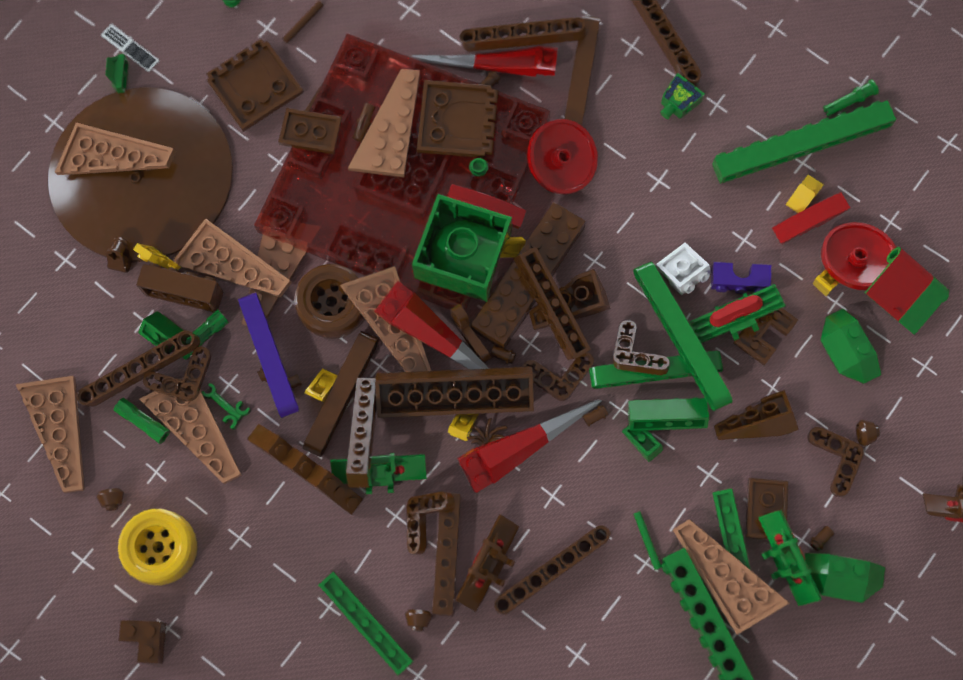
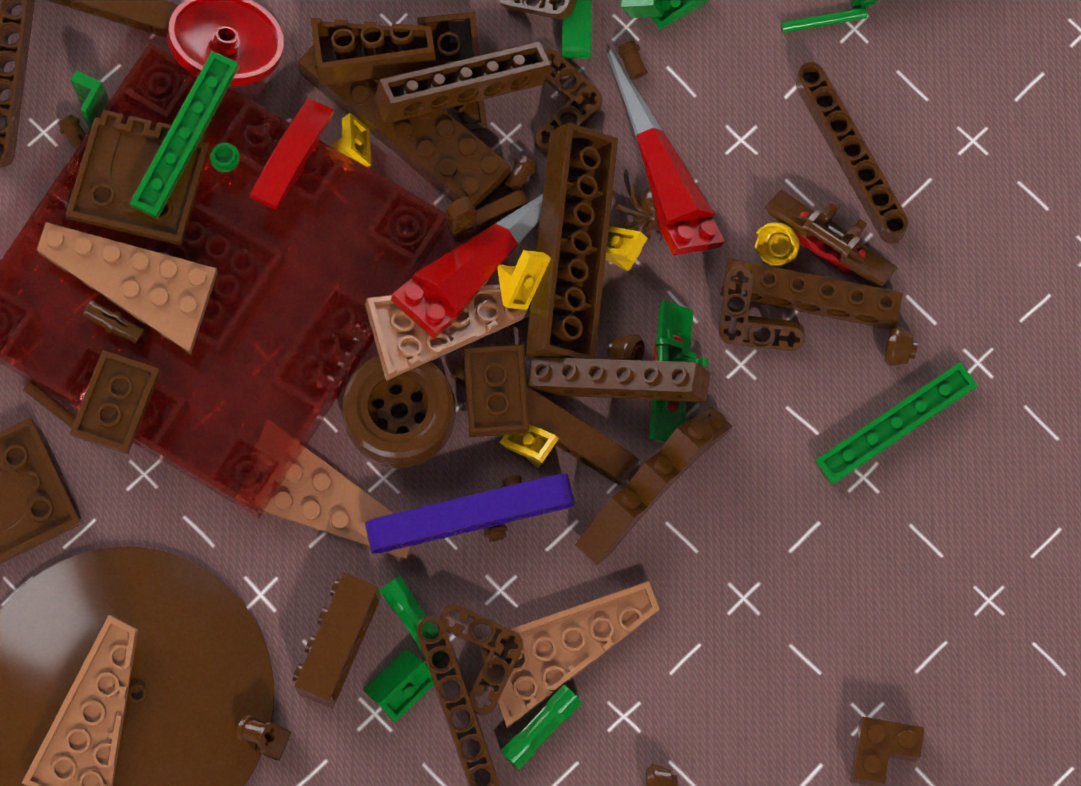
camera: 85 degrees left, 0 degrees up
(135, 536) = (769, 680): yellow wheel -> none
(149, 253) = (277, 677): yellow wing -> none
(222, 257) = (292, 576): nougat wing -> none
(235, 414) = (551, 582): green bar -> none
(350, 358) = (496, 390): none -> reddish brown tile
(390, 439) = (626, 348): none -> reddish brown cone
(423, 361) = (521, 281): none -> yellow slope
(461, 247) = (358, 189): green piece -> none
(478, 527) = (777, 244): none -> yellow hair
(485, 138) = (184, 135): none -> green plate
(508, 86) = (92, 94): none -> green panel
(521, 62) = (52, 62): red plate -> none
(561, 239) = (369, 50): none -> reddish brown wedge

